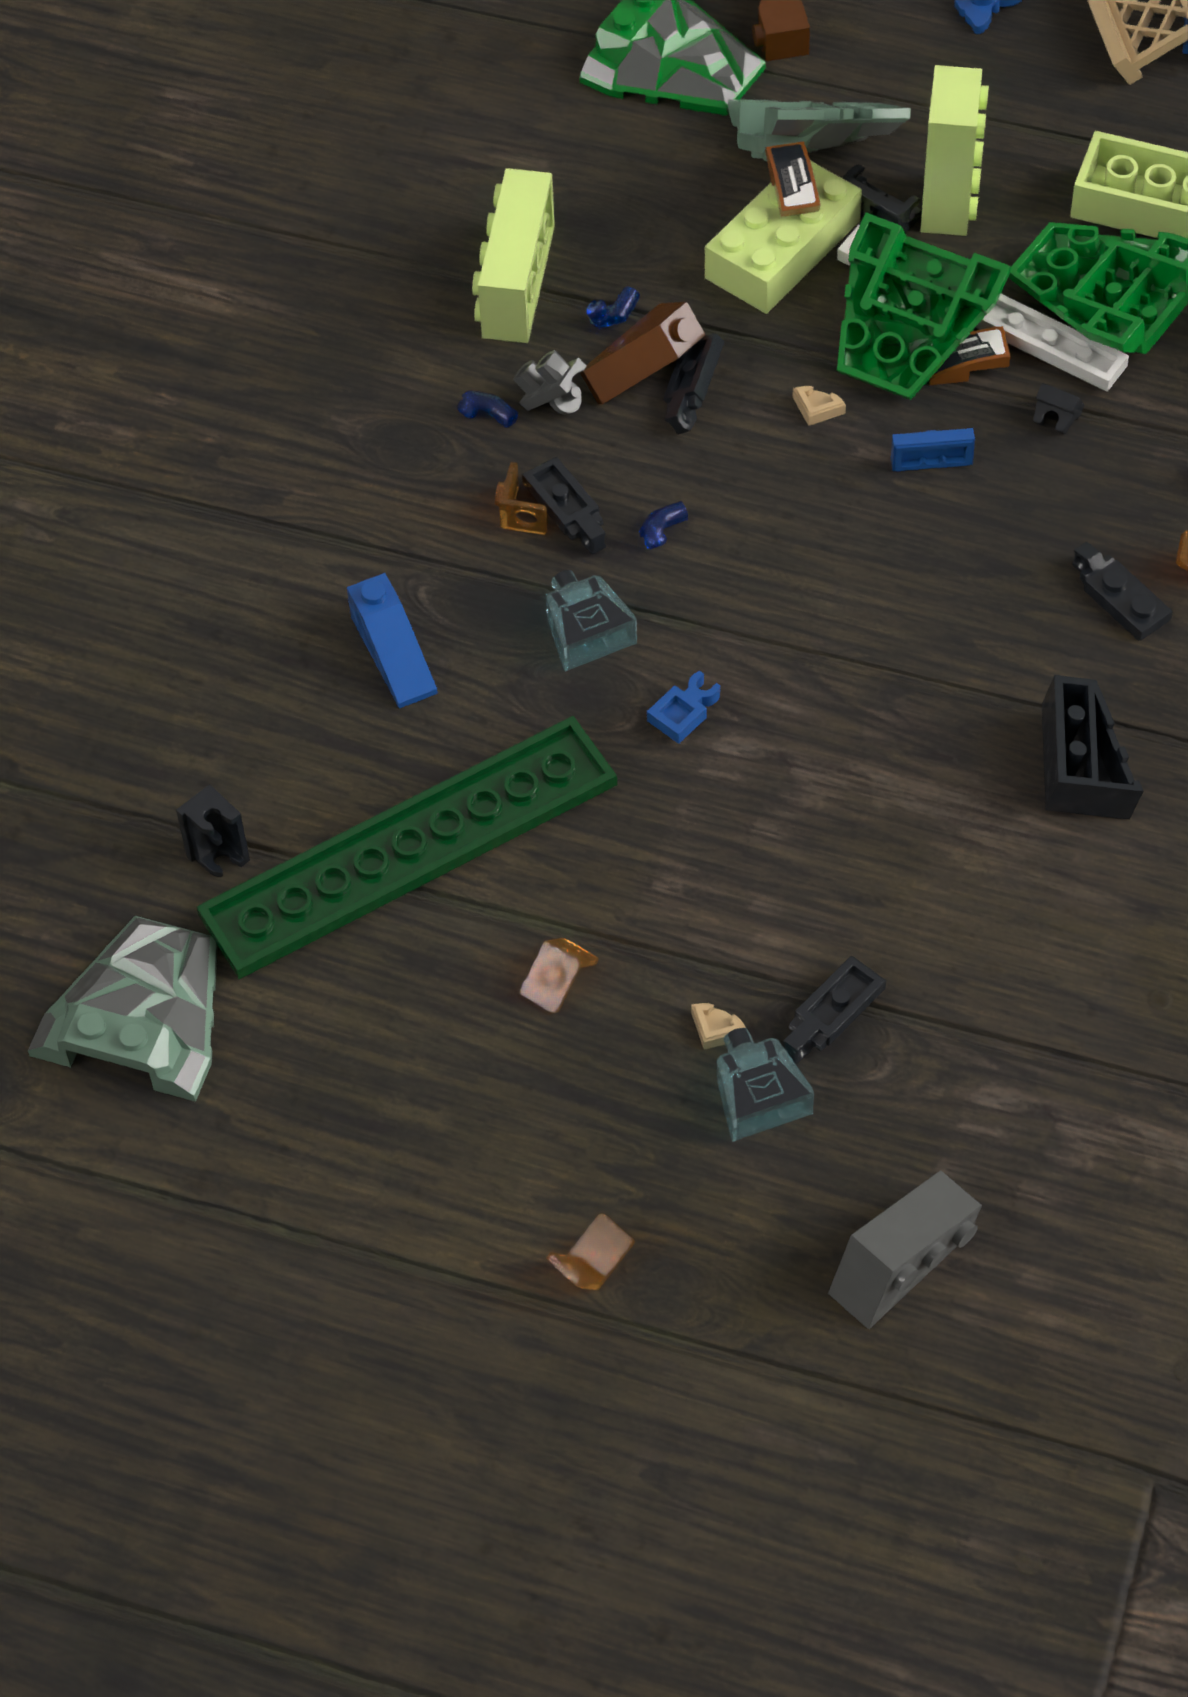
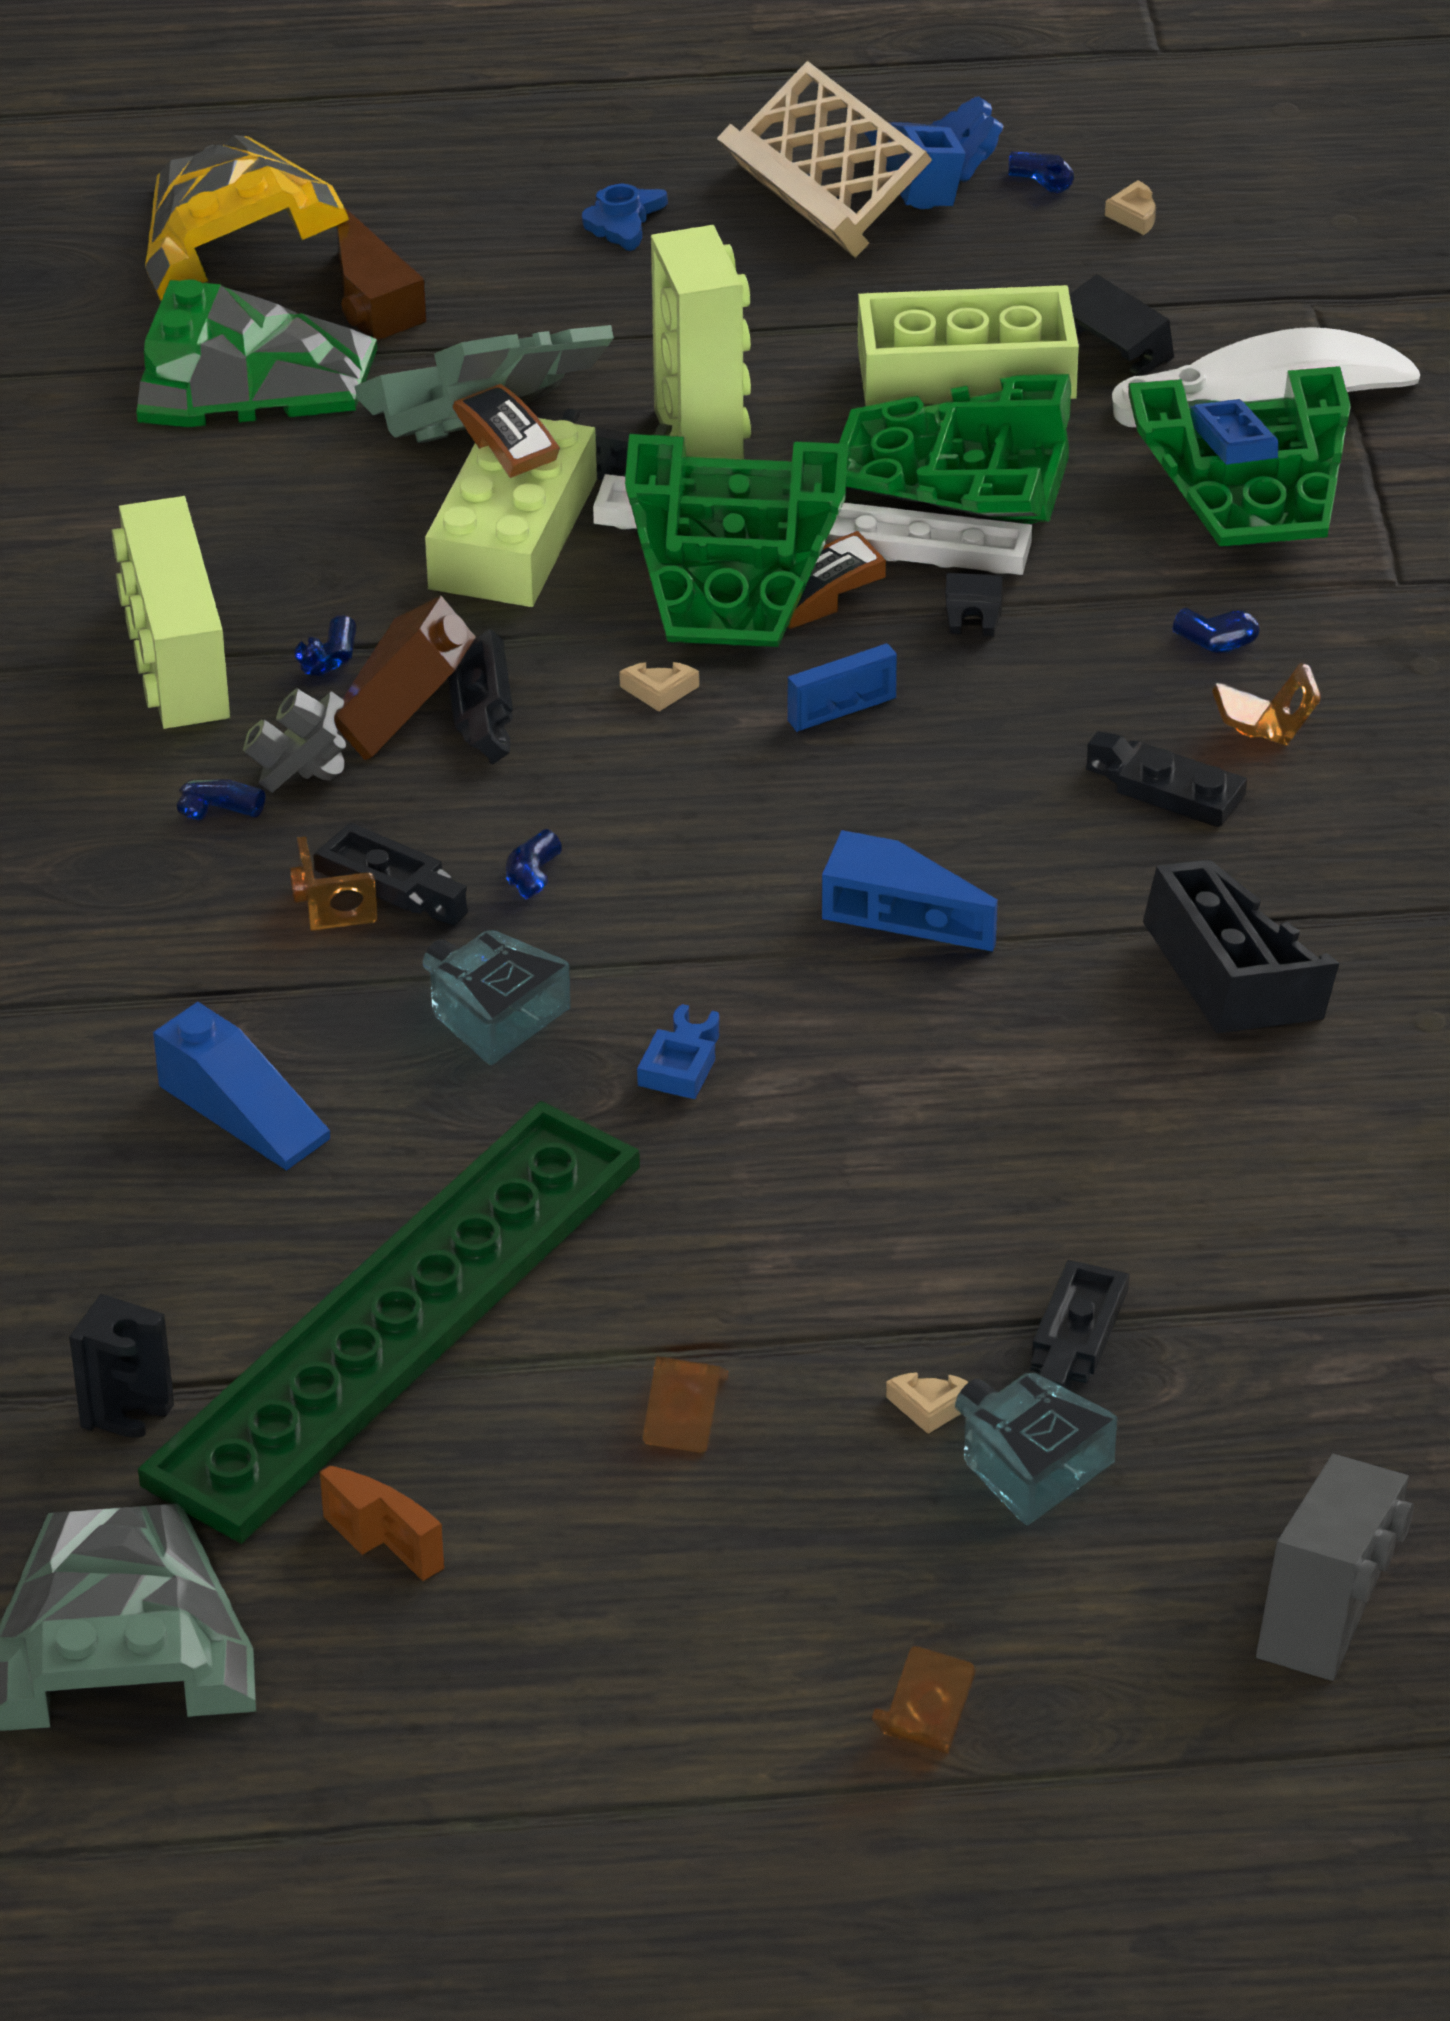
camera: 25 degrees left, 15 degrees down
(325, 993) = (377, 1514): none -> dark orange slope
(884, 624) = (901, 892): none -> blue slope

